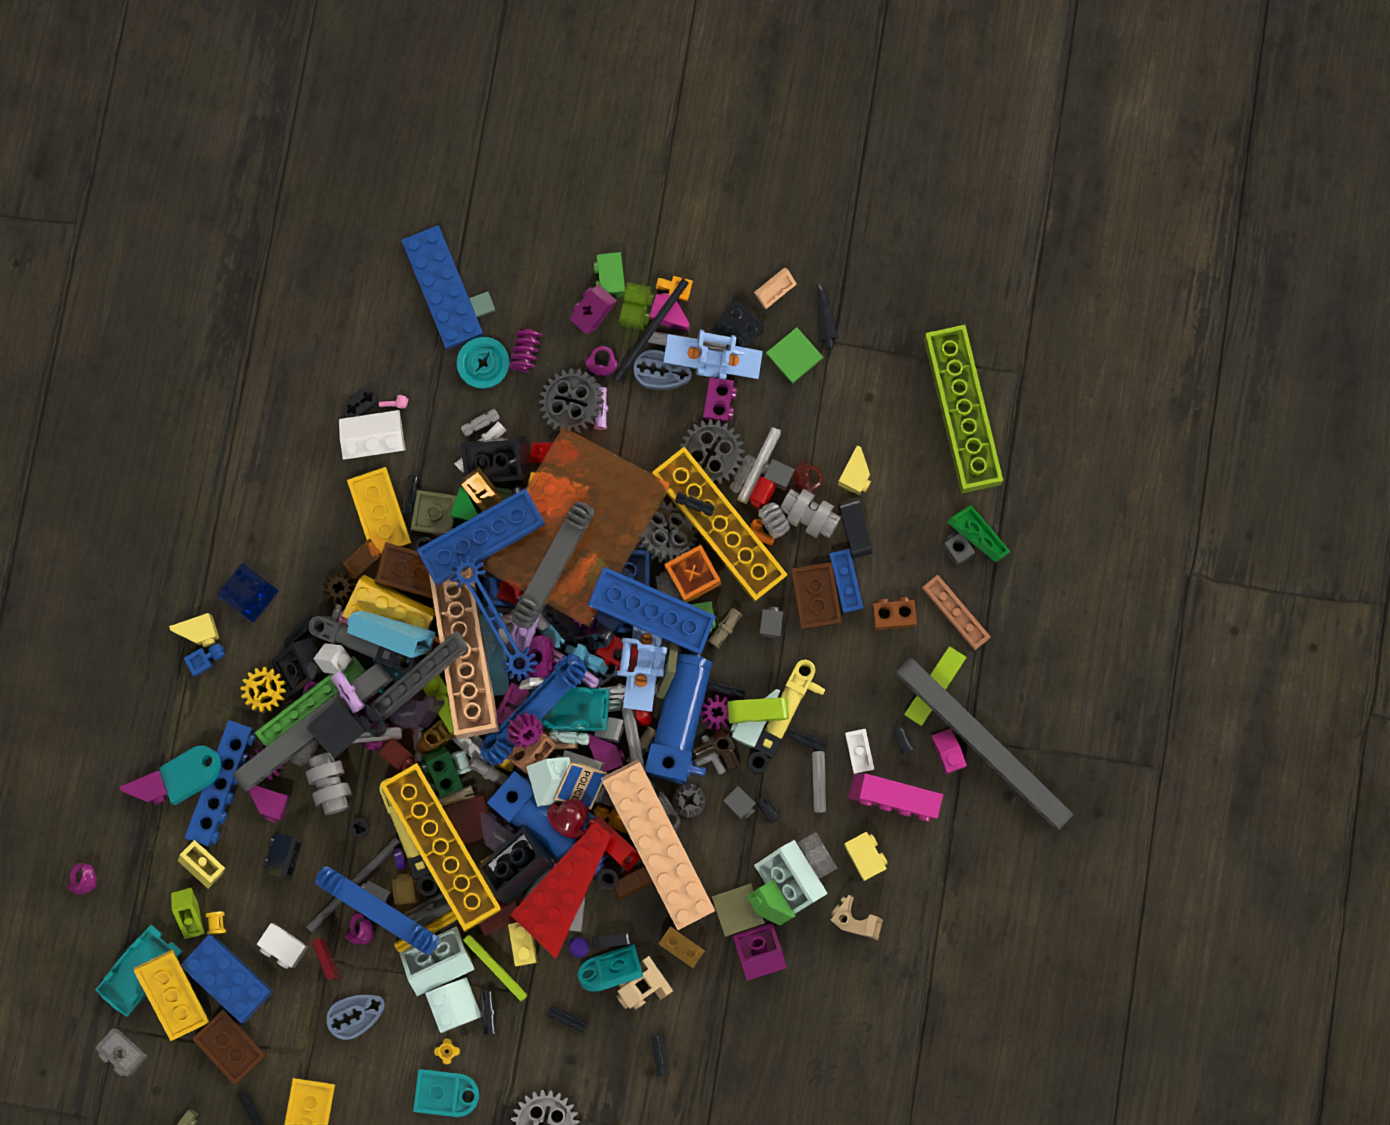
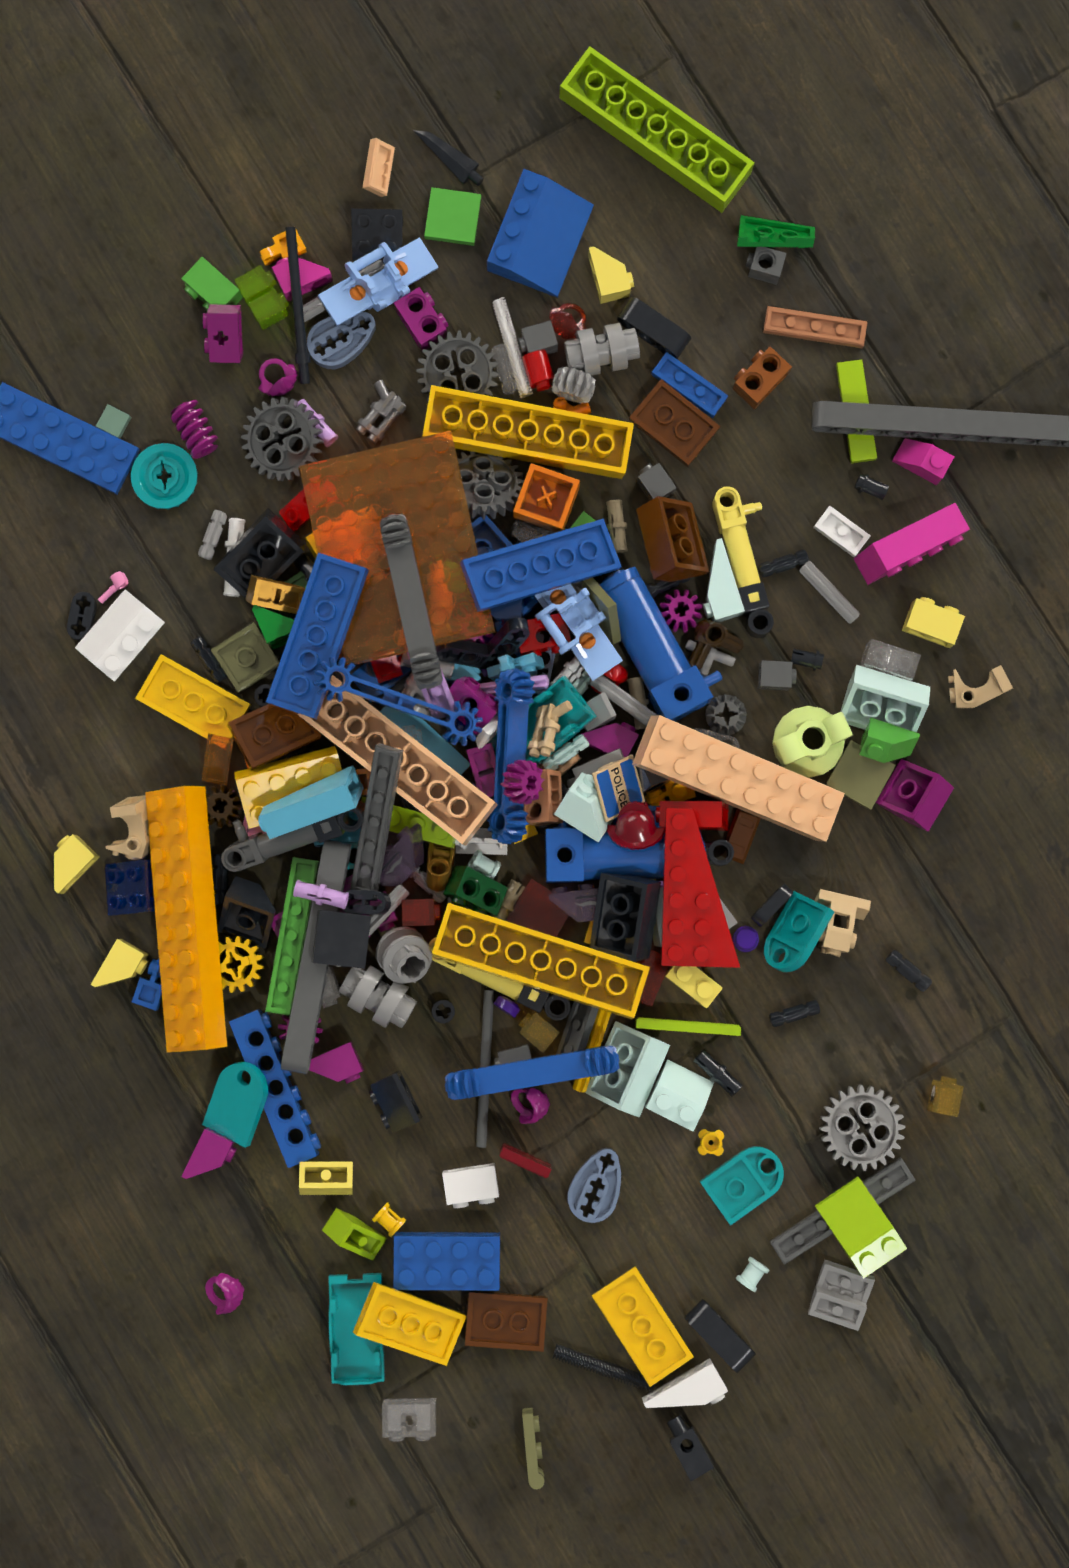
camera: 50 degrees left, 5 degrees up
(223, 544) = (71, 862): none -> light yellow slope
(258, 637) = (186, 919): none -> light orange brick
(285, 550) = (134, 813): none -> tan tile
(332, 658) = (276, 877): white brick -> none
(365, 772) = (403, 955): none -> light grey piece
(487, 770) = (517, 852): light grey pin -> none
(568, 711) = (547, 721): none -> tan piece
(653, 437) = (388, 407): none -> flat silver piece
(681, 947) = (841, 854): pearl gold brick -> none
(695, 504) = (490, 430): black axle -> none
(720, 878) = (795, 755): none -> yellowish green piece
(750, 665) = (672, 539): none -> reddish brown slope
(758, 710) = (720, 573): lime beam -> none
(836, 411) = (539, 234): none -> blue slope

